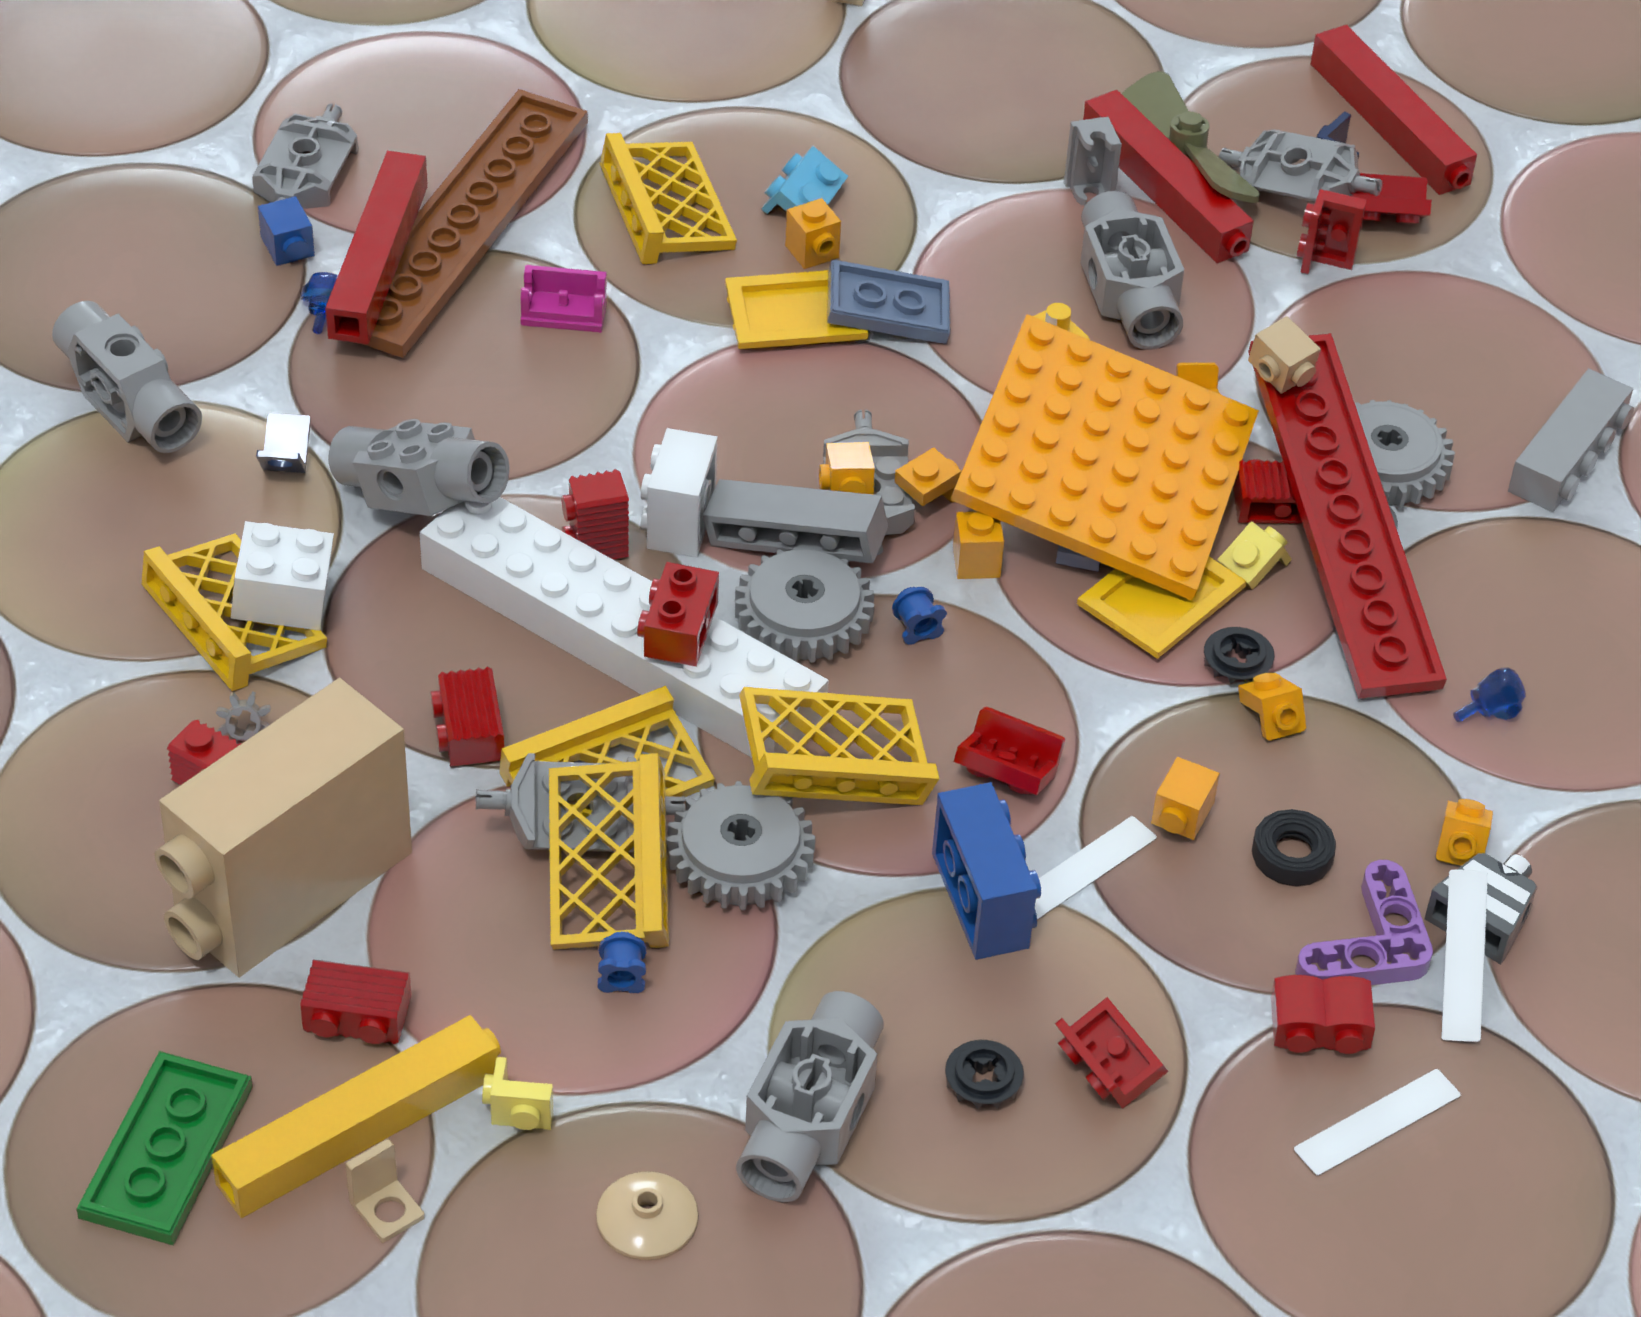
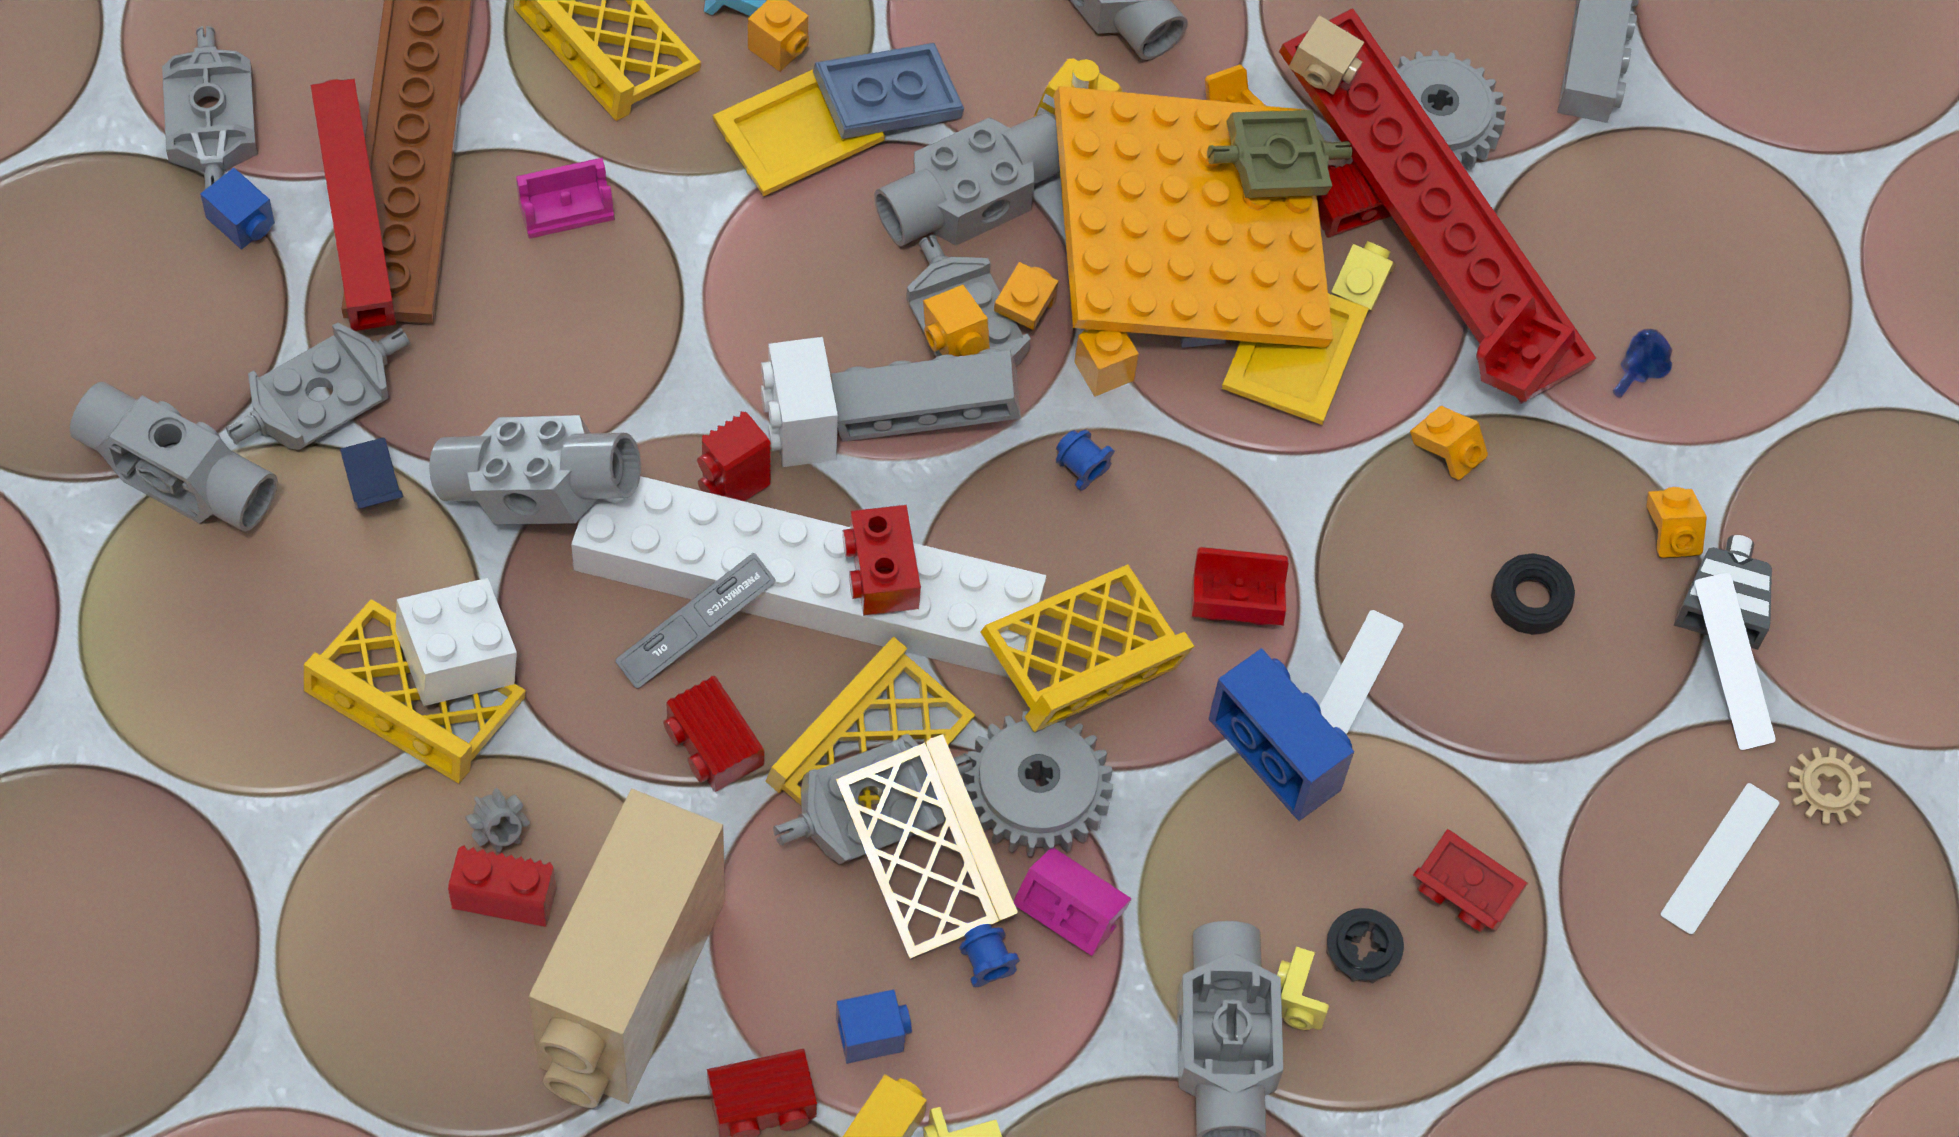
camera: 25 degrees left, 15 degrees up
(247, 376) = (344, 363): none -> light grey plate
(317, 294) = (316, 274): clear blue piece -> none
(484, 982) = (872, 1026): none -> blue brick
(498, 624) = (695, 620): none -> flat silver sticker
(721, 944) = (1071, 900): none -> dark pink hinge
(804, 604) = (939, 491): light grey gear -> none
(893, 1085) = (1297, 1009): none -> light yellow bracket
(920, 383) = (970, 181): none -> light grey brick
(1185, 798) = (1421, 581): light orange brick -> none
(1209, 424) = (1279, 153): none -> olive plate
(1247, 644) = (1397, 379): black gear -> none
(1322, 1013) = (1635, 769): red brick -> none
(1369, 640) = (1522, 350): none -> red bracket
(1390, 939) = (1658, 664): medium lavender beam -> none
(1524, 1081) = (1829, 768): none -> tan gear

